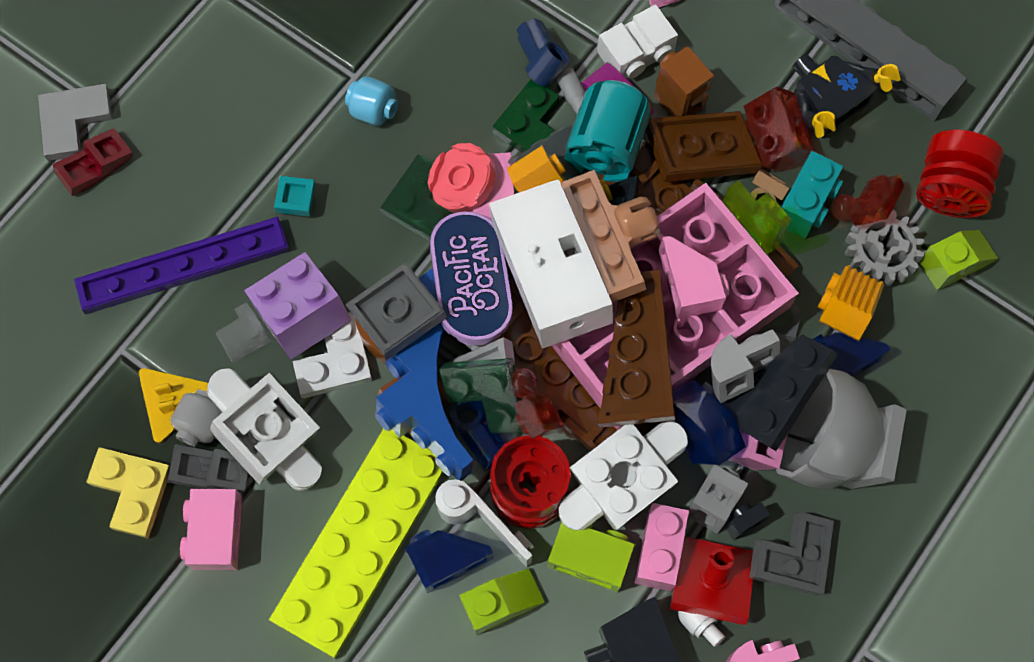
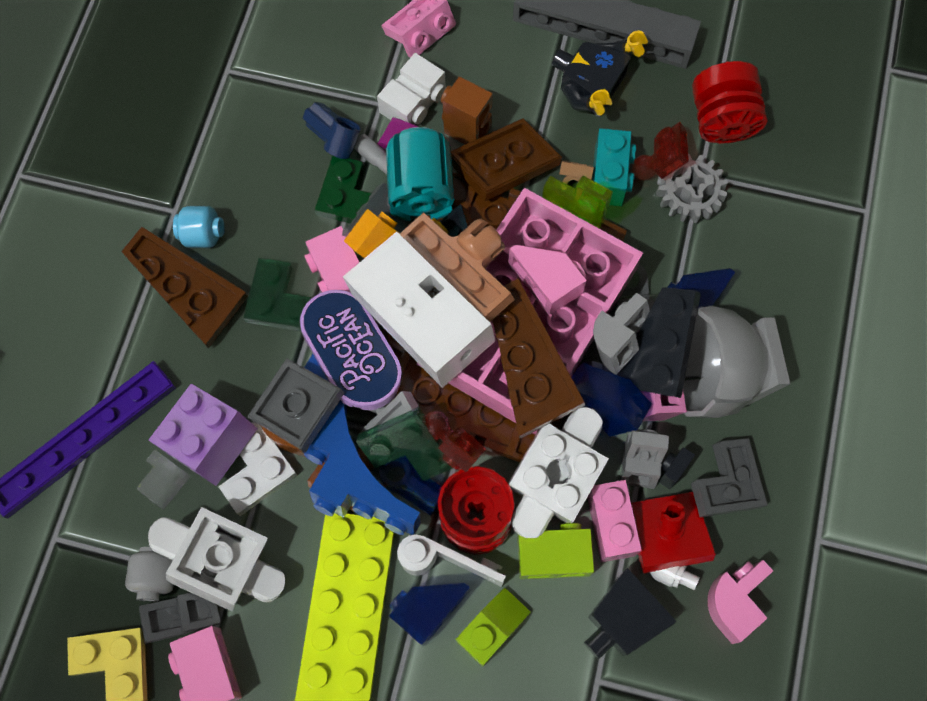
camera: 20 degrees left, 0 degrees up
(162, 395) = (110, 564): yellow piece -> none
(294, 196) = (161, 337): teal plate -> none
(340, 159) = (190, 289): none -> reddish brown wing
(462, 178) = (307, 264): coral tile -> none
(778, 129) = (562, 121): clear red brick -> none
(850, 302) = (685, 245): light orange brick -> none
(957, 257) = (754, 175): lime slope -> none

